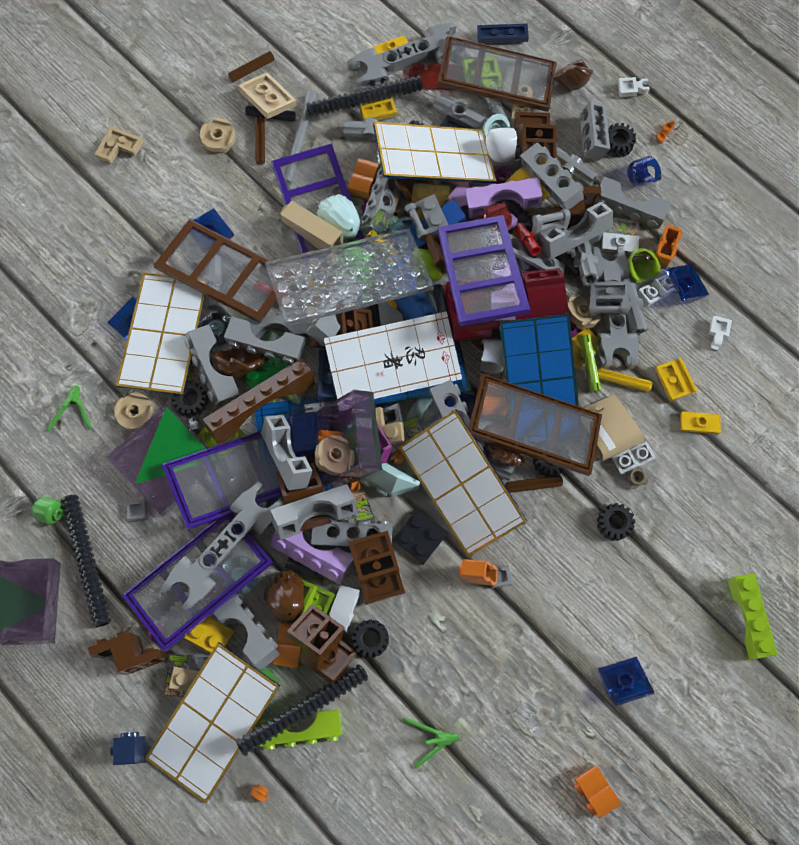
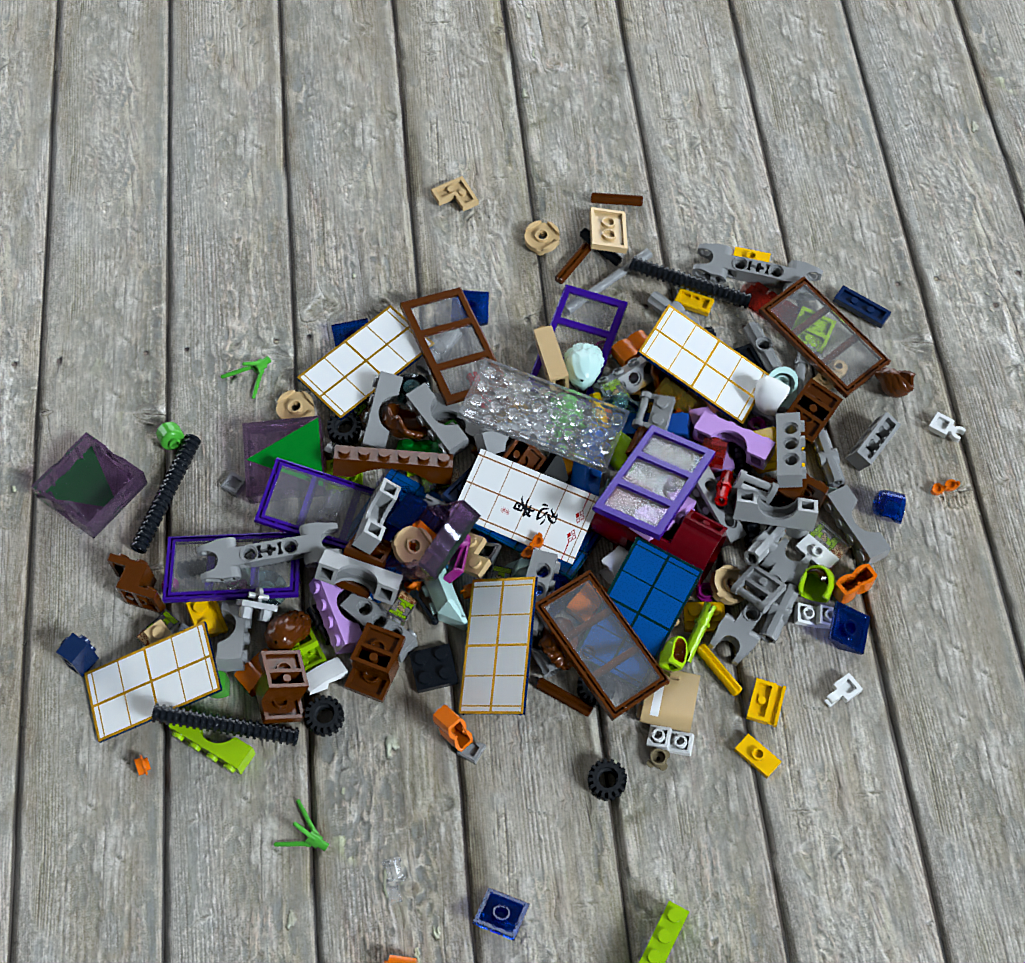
camera: 40 degrees right, 10 degrees down
(242, 602) = (265, 610): none -> light grey hips
(359, 490) = (414, 593): none -> black hinge
(423, 381) = (537, 542): none -> orange piece
(588, 392) = (674, 654): none -> lime rock
(625, 133) = (897, 456): black tyre -> none

